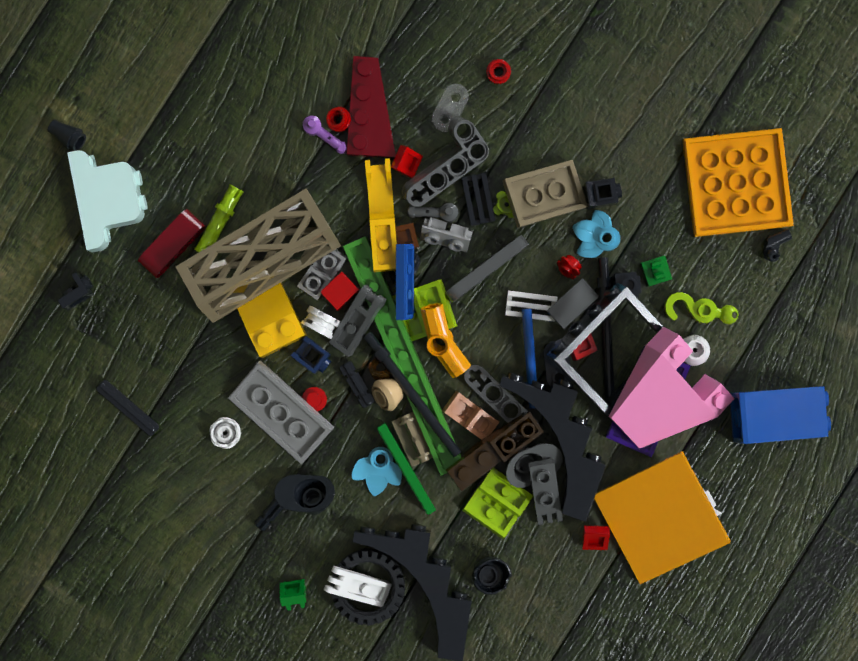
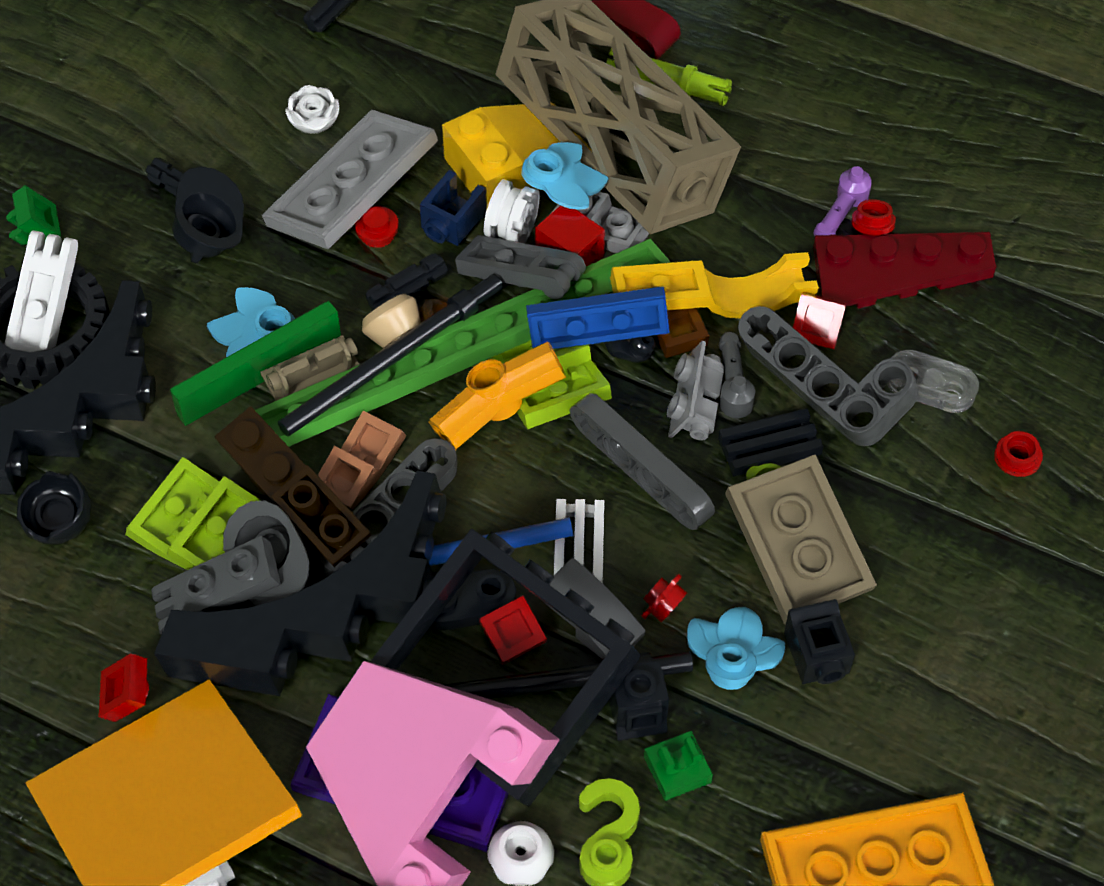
camera: 85 degrees right, 30 degrees down
(303, 287) = (563, 175): none -> medium azure plate

